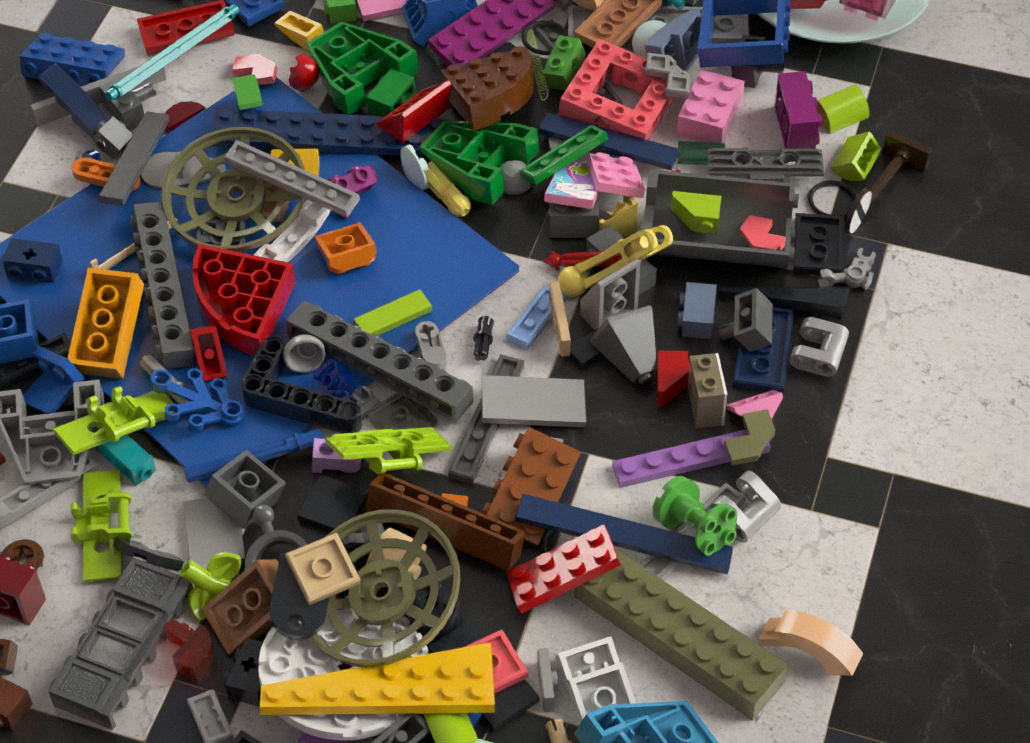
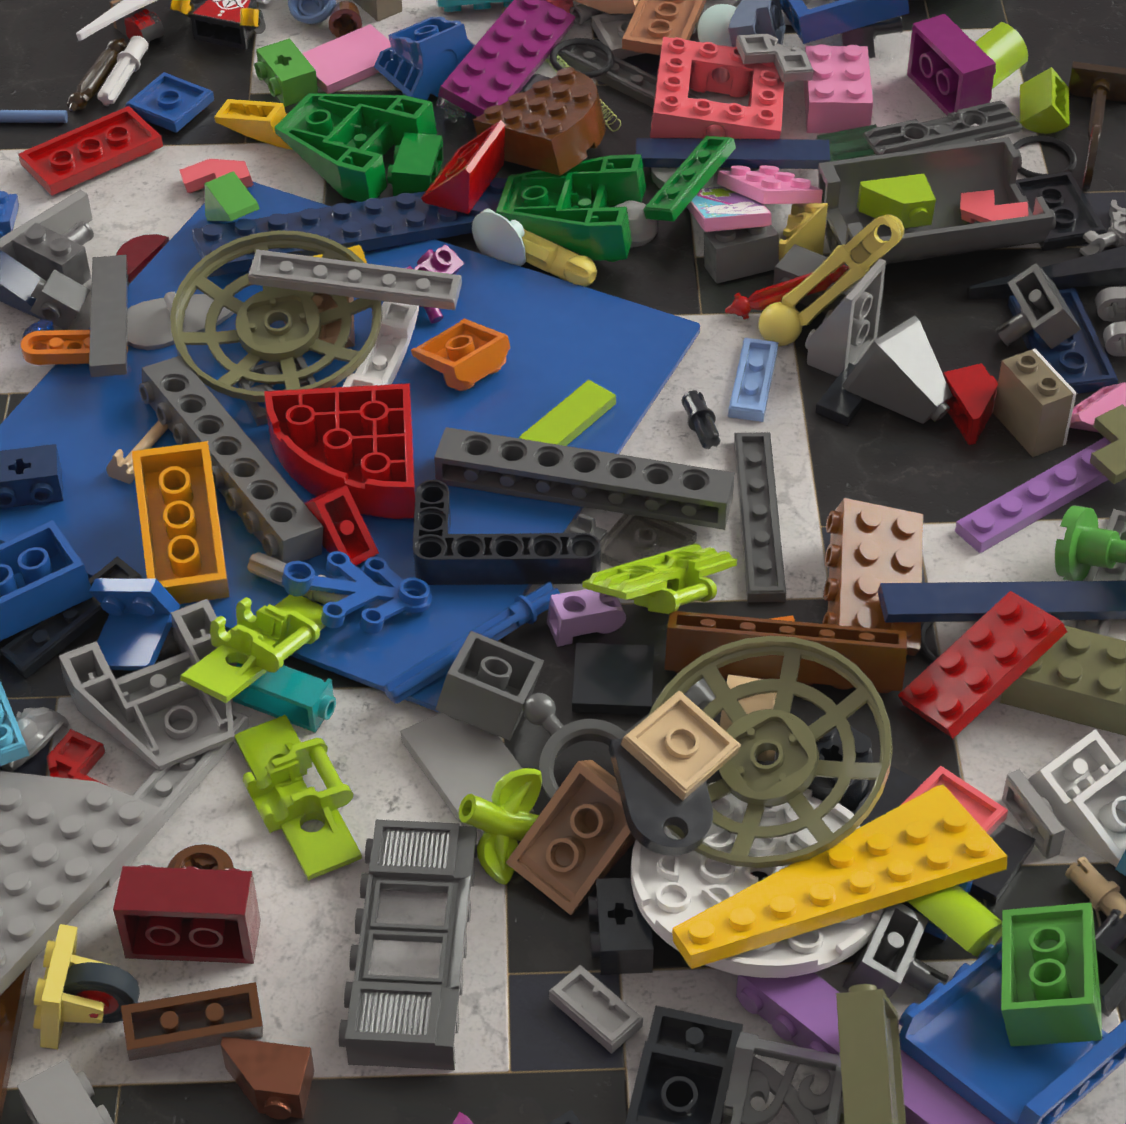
camera: 20 degrees left, 5 degrees down
(154, 557) = (389, 811): black tile -> none
(171, 52) = (94, 178): piece -> none
(195, 649) = (523, 916): clear red brick -> none
(304, 74) = (289, 166): red hair -> none
(304, 353) = (478, 494): light grey piece -> none
(336, 379) = (540, 513): clear blue brick -> none
(429, 335) = (635, 438): light grey piece -> none
(533, 401) = (811, 476): light grey tile -> none
(559, 319) = (794, 368): tan tile -> none
(564, 62) = (627, 78): bright green brick -> none
(698, 310) = (959, 317): sand blue brick -> none

